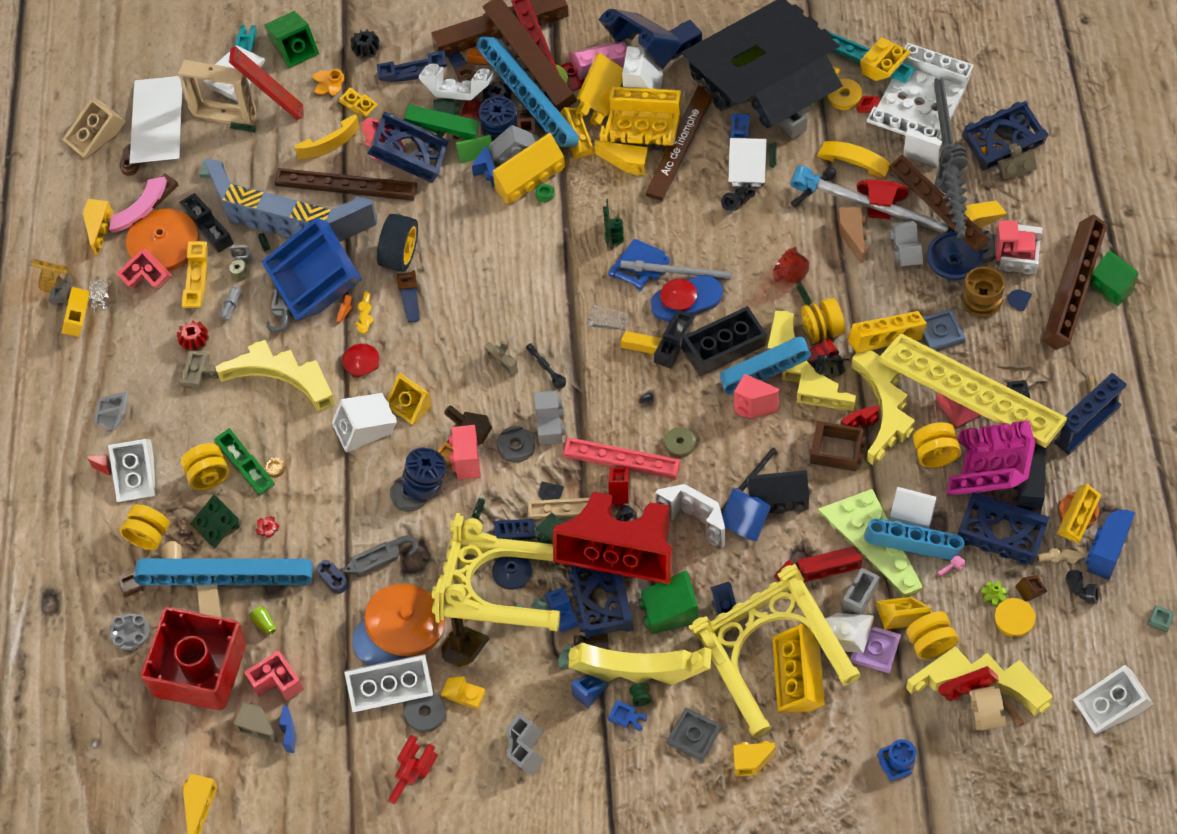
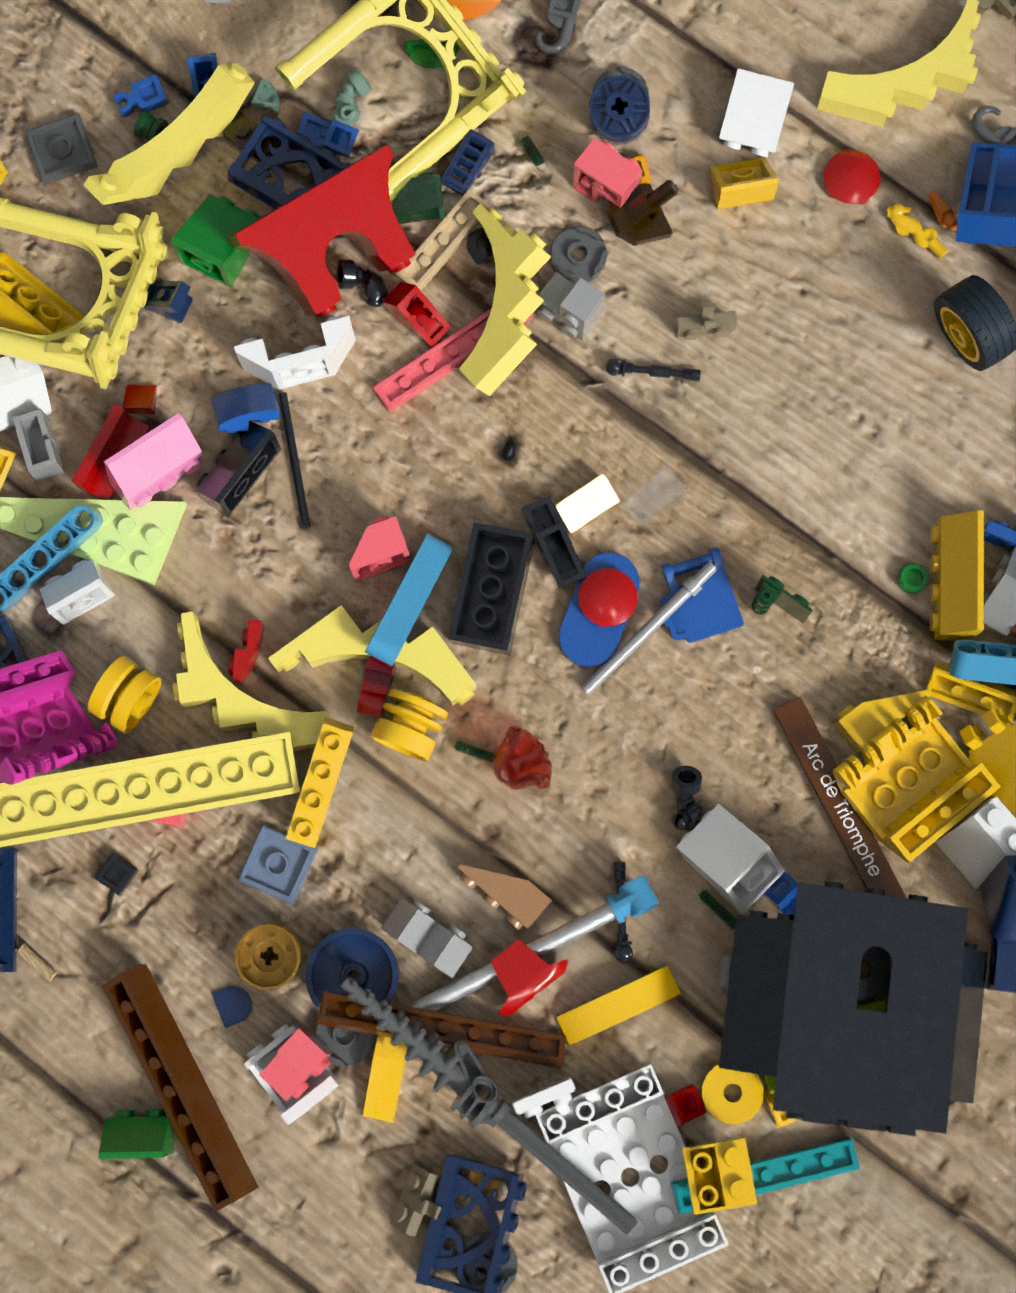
camera: 130 degrees right, 20 degrees up
(409, 295) = (897, 300): dark blue piece -> none
(513, 578) = (407, 127): dark blue dish -> none
(549, 454) = (506, 336): none -> light yellow arch
(680, 434) = (416, 444): olive piece -> none
(815, 530) = (154, 462): none -> bright pink slope
(832, 365) = (346, 685): black hinge -> none
(841, 432) = (225, 571): reddish brown window -> none

